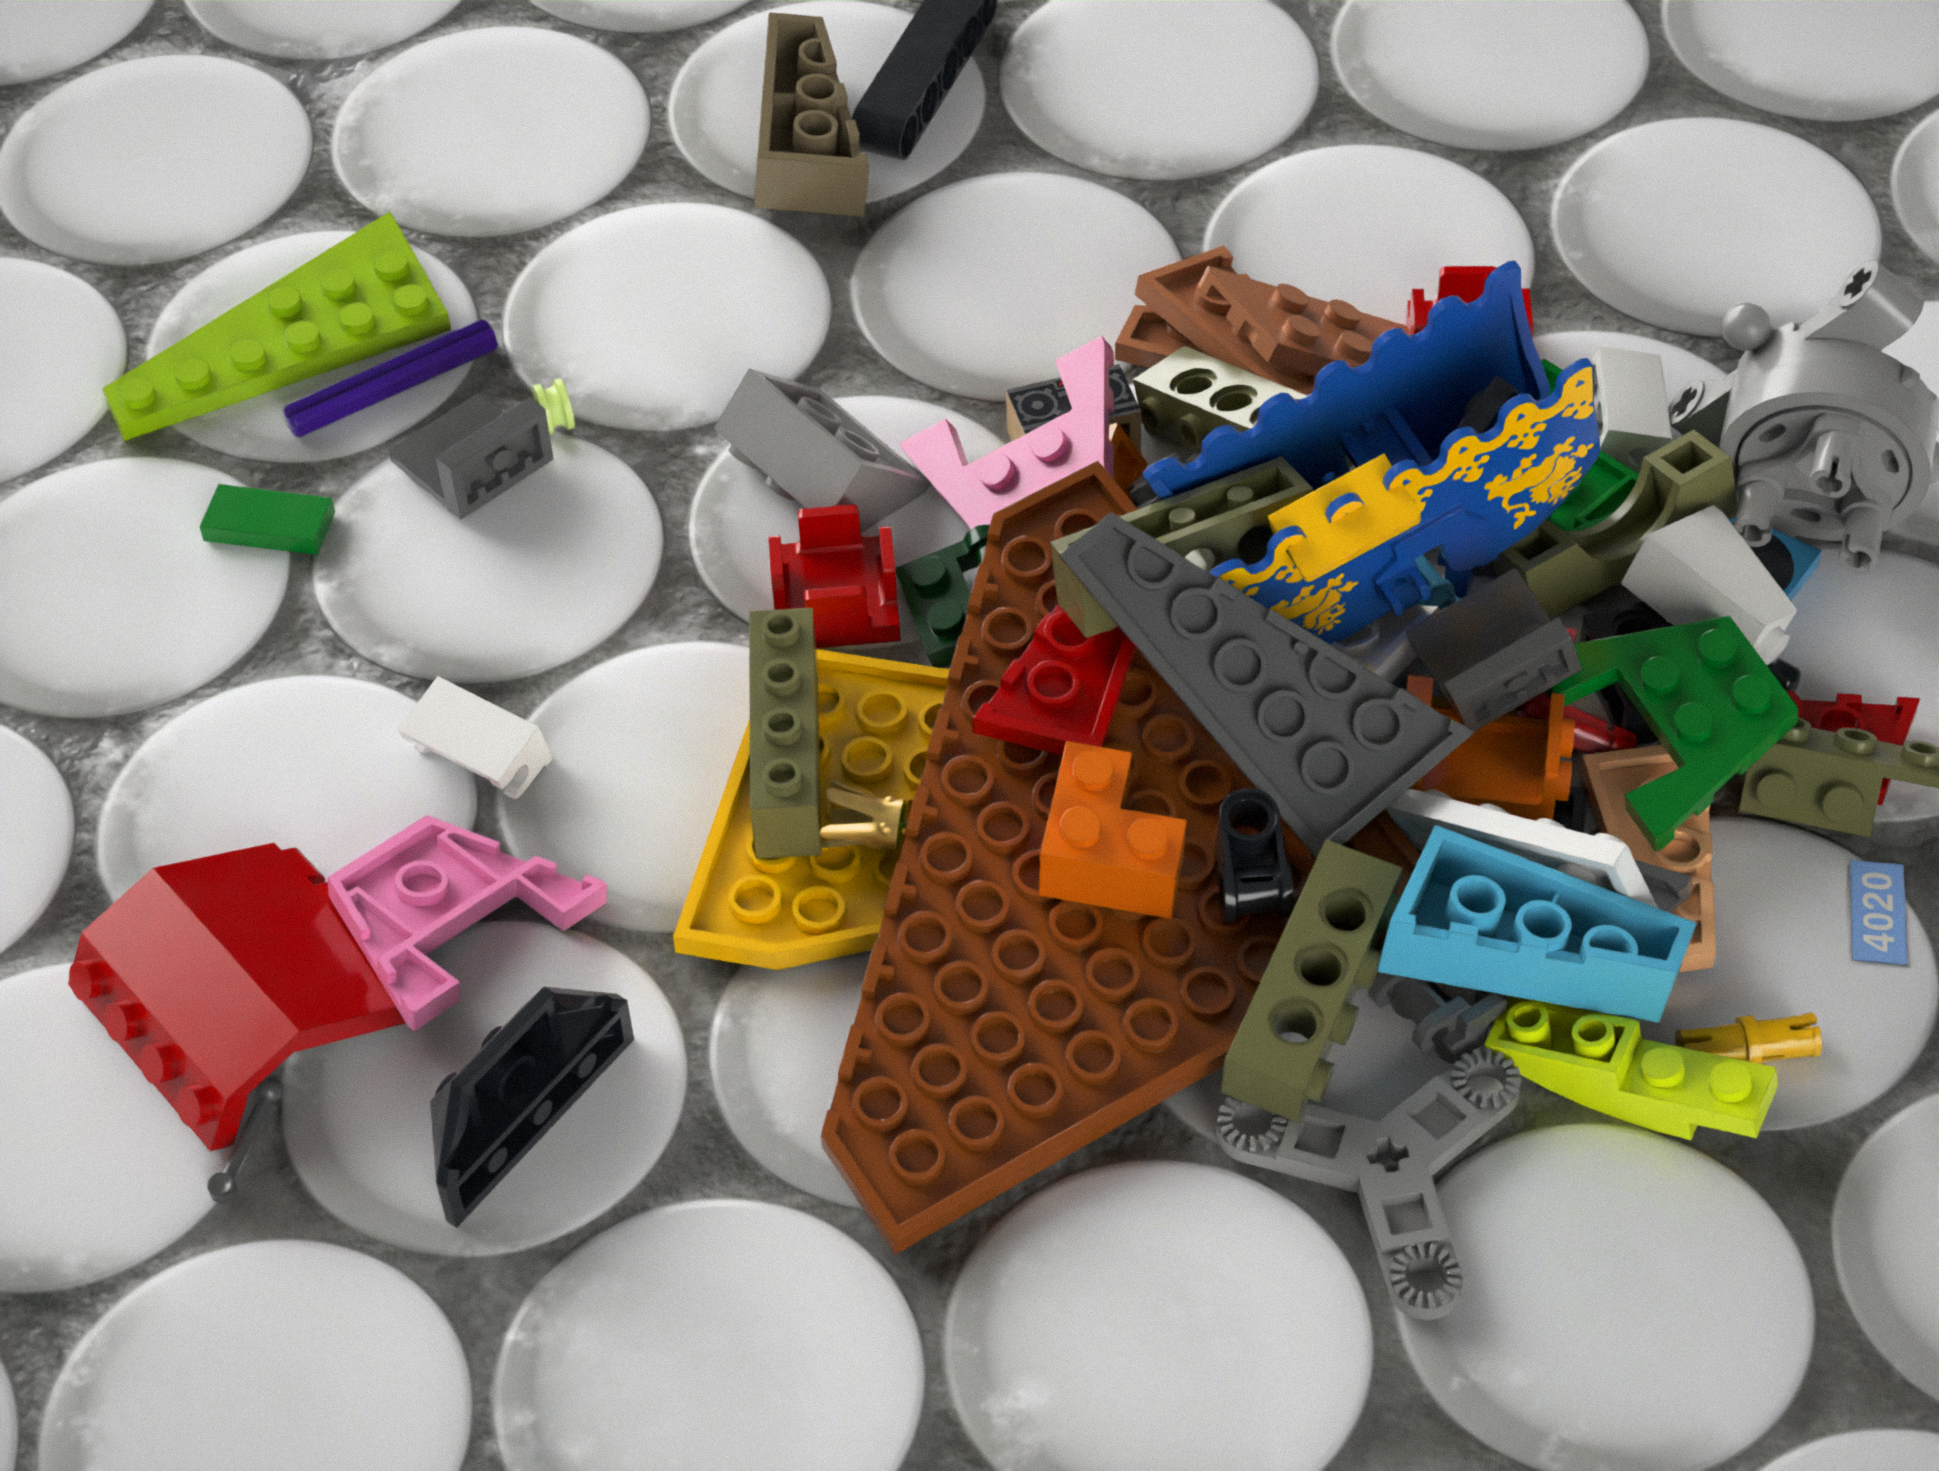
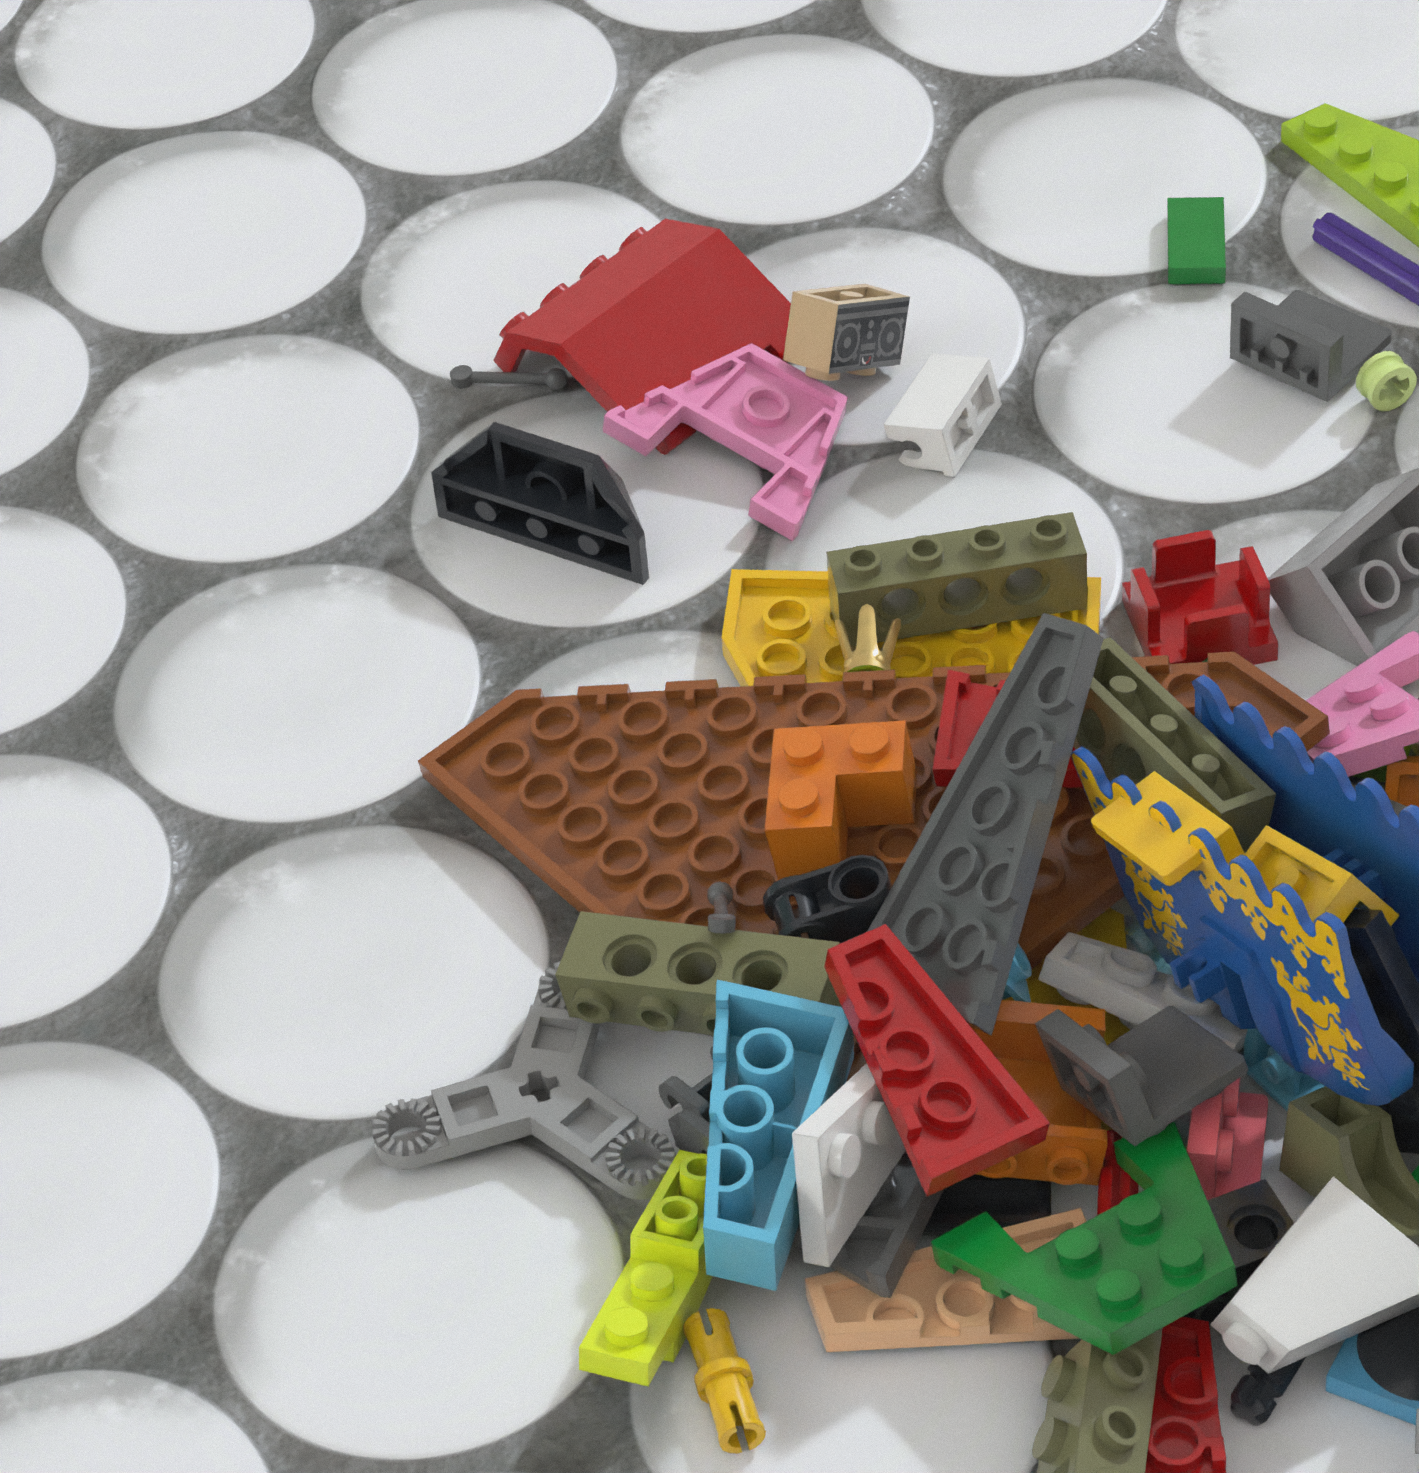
camera: 85 degrees right, 5 degrees down
(347, 787) = (845, 330): none -> brick
(1283, 929) = (720, 896): none -> dark grey hinge
(1422, 432) = (1315, 879): none -> yellow panel
(1511, 773) = (933, 1071): none -> red wing

